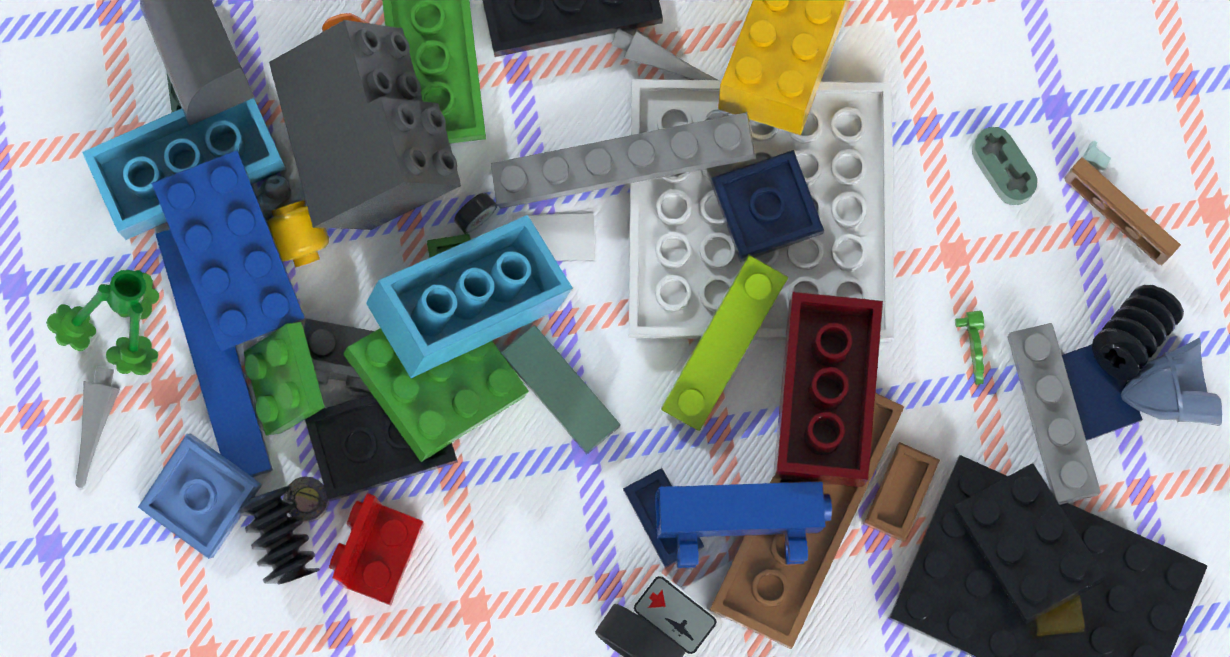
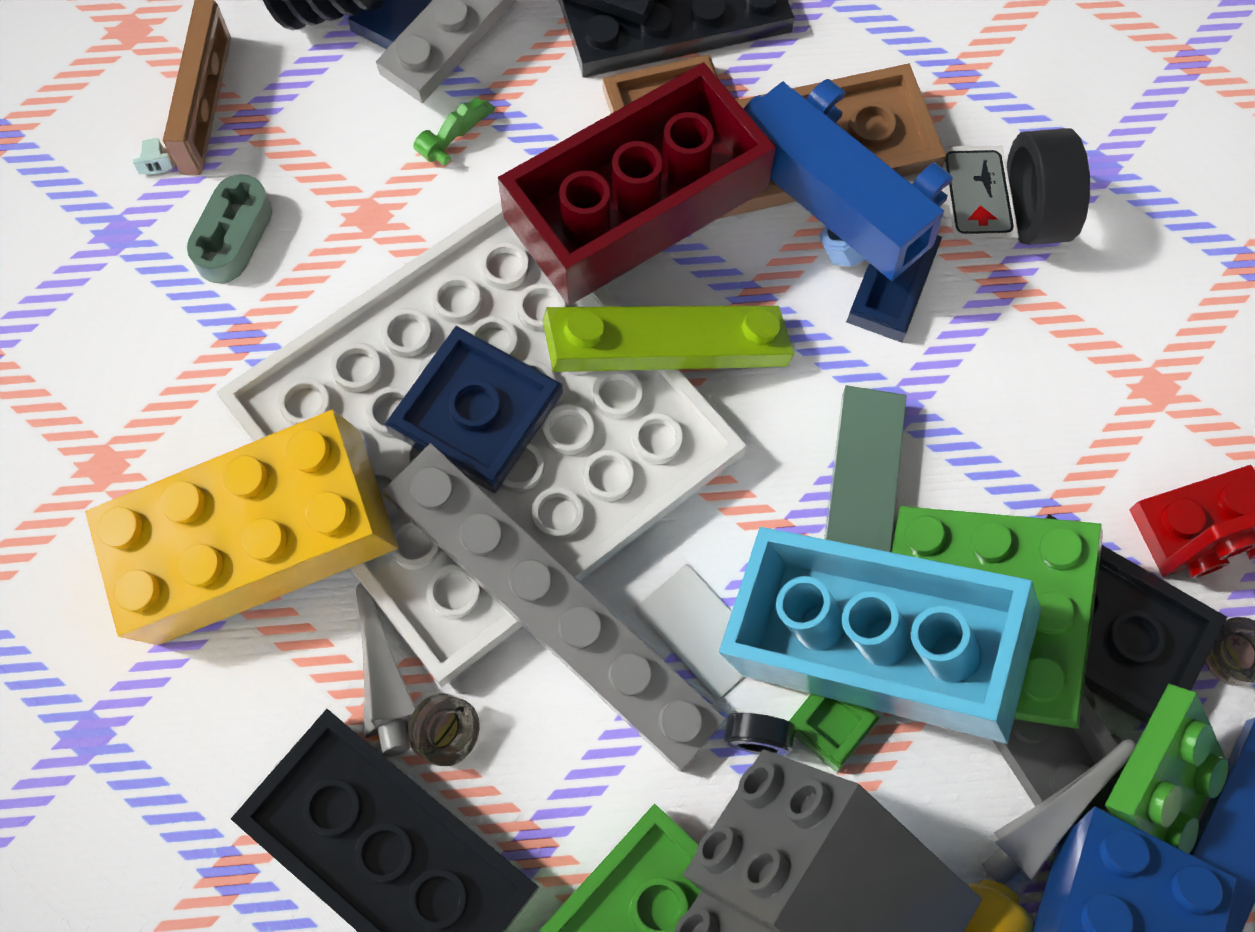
camera: 130 degrees left, 10 degrees down
(317, 304) = (1035, 834): none -> light grey piece
(606, 66) = (443, 729): none -> clear smoke tile

